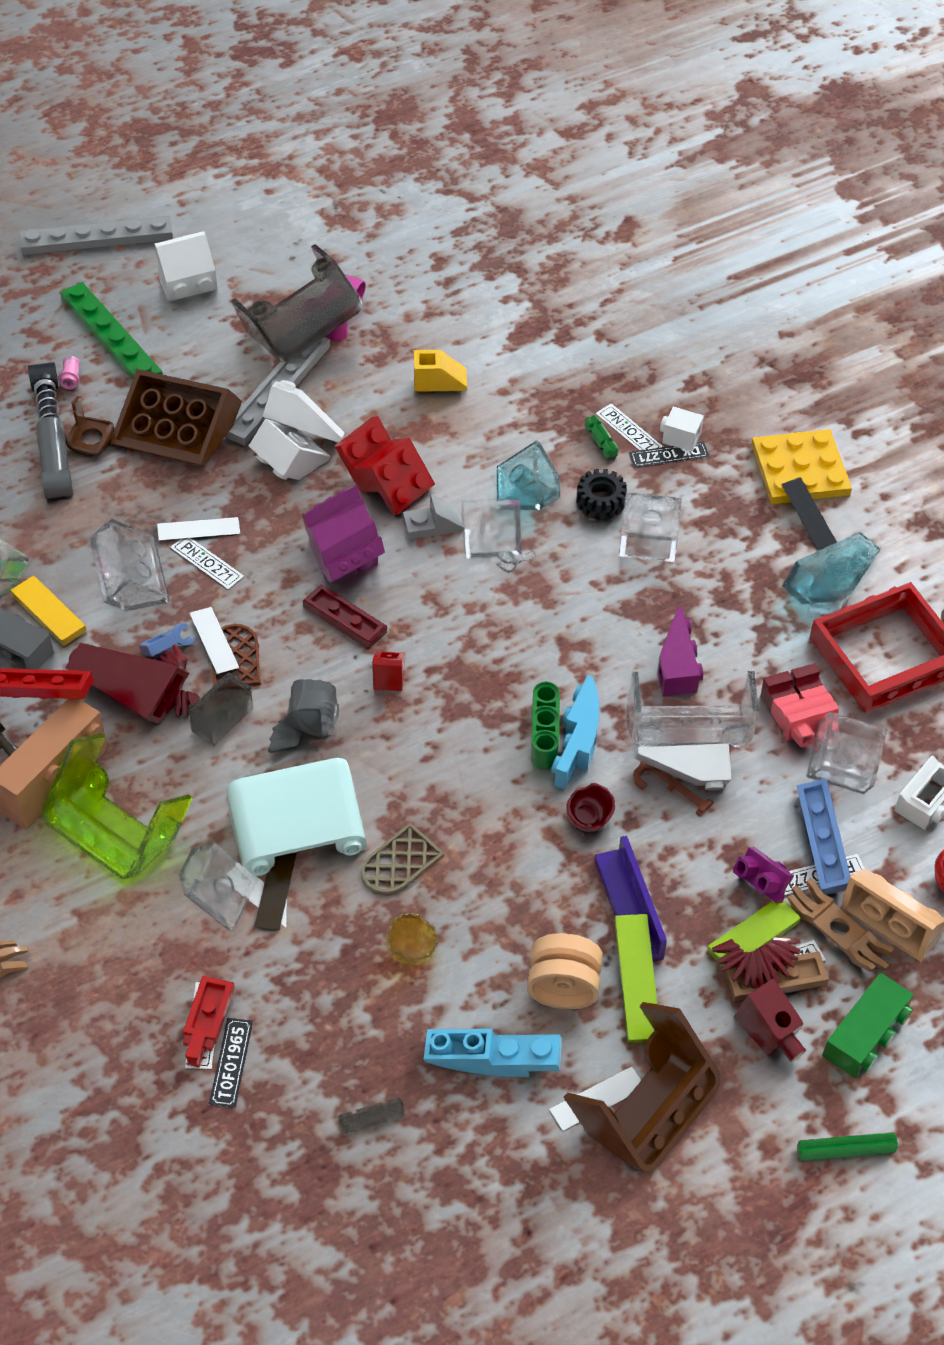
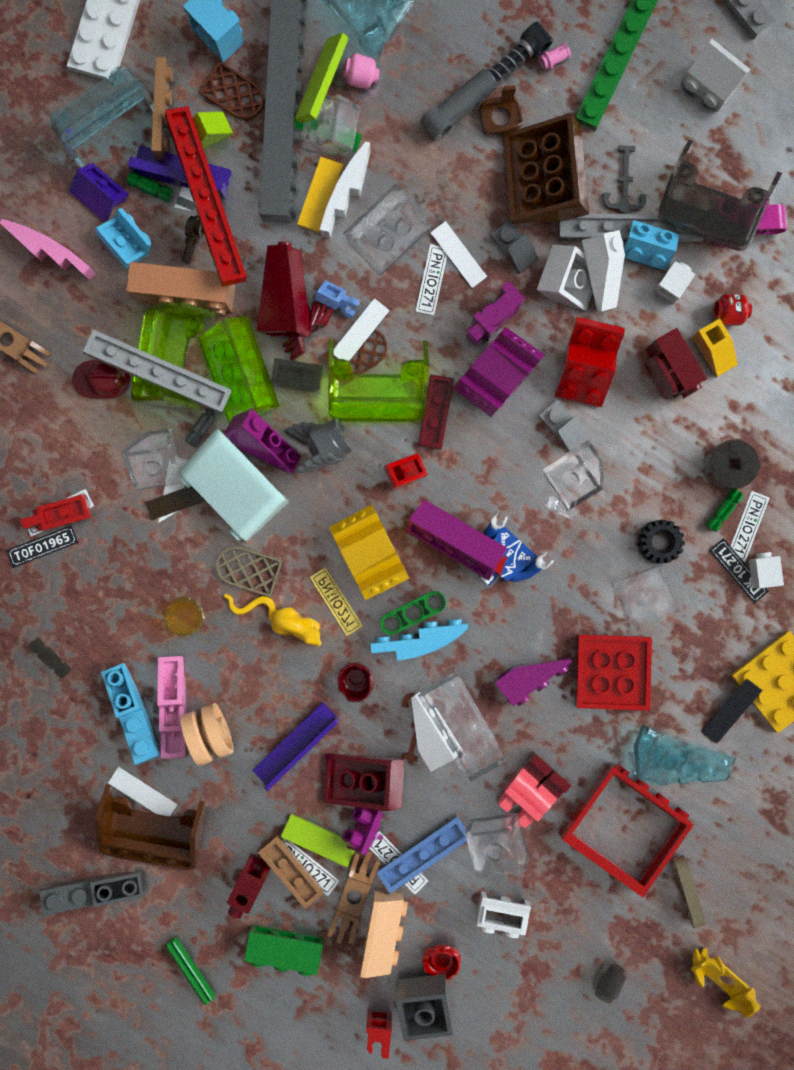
camera: 60 degrees right, 35 degrees up
(61, 581) = (348, 184): none -> white slope
(82, 903) = (99, 380): none -> dark red piece
(117, 821) = (157, 371): none -> light grey plate
(174, 762) = (239, 366): none -> clear neon green slope
(207, 823) = (201, 427): none -> dark grey axle
(226, 481) = (514, 246): none -> dark grey slope
(249, 386) = (624, 206): none -> dark grey piece
(251, 761) = (260, 440): none -> magenta slope
(280, 504) = (495, 314): none -> magenta hips
(299, 649) = (378, 395): none -> clear neon green windscreen
(309, 374) = (650, 245): none -> medium azure bracket
(354, 377) = (675, 281): none -> white brick
(406, 343) = (732, 309): none -> red head
(435, 405) = (673, 366): none -> dark red brick
(455, 725) = (369, 552): none -> yellow slope
(479, 850) = (284, 621): none -> yellow animal
(488, 796) = (336, 601): none -> clear yellow sticker
(492, 648) = (455, 539): none -> magenta panel
(505, 1006) = (172, 706): none -> bright pink slope
(529, 478) = (641, 477): clear light blue slope -> none
(535, 617) = (518, 561): none -> blue torso
(560, 409) = (744, 466): none -> clear smoke brick
(635, 973) = (238, 779): lime tile -> none
(691, 1203) = (91, 892): none -> dark grey slope
(706, 854) = (364, 781): none -> dark red slope
(713, 587) = (613, 672): none -> red plate
(761, 962) = (289, 860): dark red hair -> none

